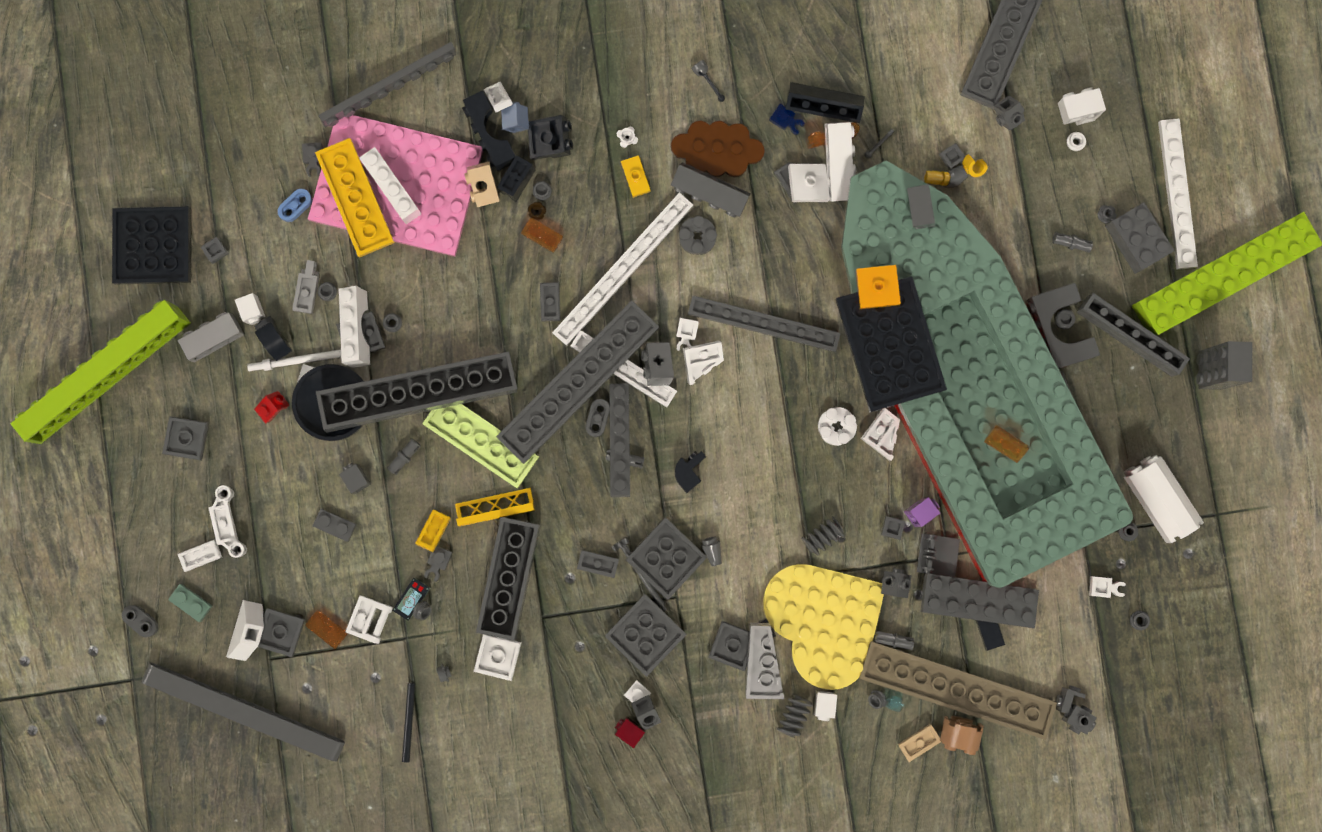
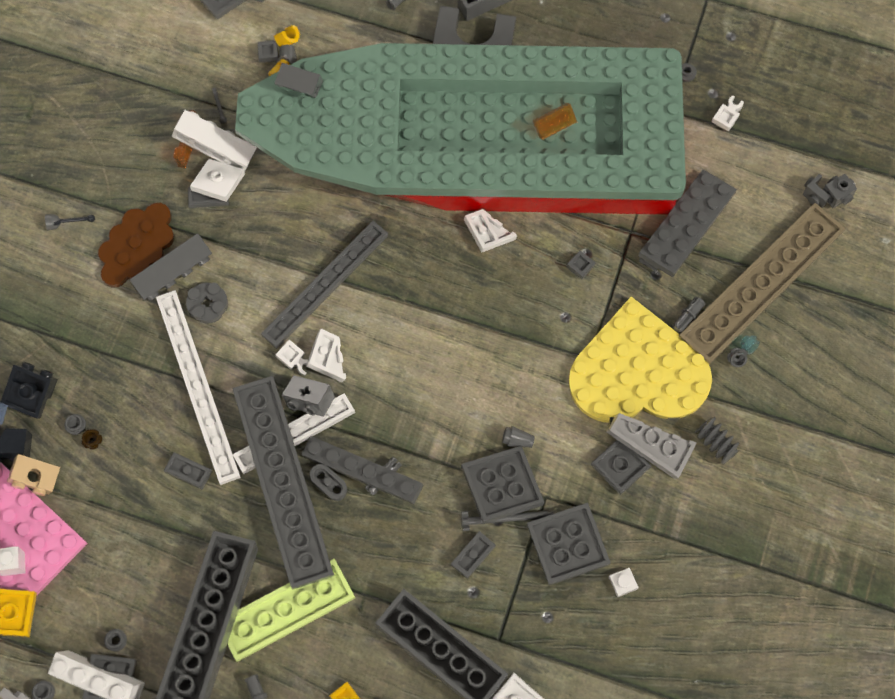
camera: 60 degrees left, 15 degrees down
(472, 519) = (368, 636): yellow fence -> none
(516, 178) = (47, 440): black hinge -> none
(542, 235) = (118, 445): clear orange plate -> none
(627, 132) = (69, 315): white plate -> none
(629, 731) = (658, 608): dark red brick -> none
(635, 176) = (116, 330): yellow plate -> none
(646, 712) = (646, 580): dark grey brick -> none
(685, 475) = (427, 426): black brick -> none
(785, 118) = (145, 173): clear blue plate -> none
(824, 536) = (556, 329): dark grey piece -> none
(825, 102) = (152, 130): black brick -> none
(825, 705) = (721, 407): white brick -> none
(847, 422) = (457, 278): white plate -> none
(878, 286) = (349, 150): light orange plate -> none
(892, 349) = (409, 167): black plate -> none
(896, 583) = (635, 285): dark grey brick -> none
(919, 743) = (797, 340): tan plate -> none
(922, 511) = (579, 229): medium lavender brick -> none
(938, 555) = (626, 239): dark grey hinge -> none
(961, 734) = (807, 296): medium nougat brick -> none
(990, 634) = (723, 230): black tile -> none
(1064, 319) = (467, 32): dark grey tile -> none
(1145, 620) = (772, 96): dark grey plate -> none
(1163, 498) = (672, 27): white brick -> none

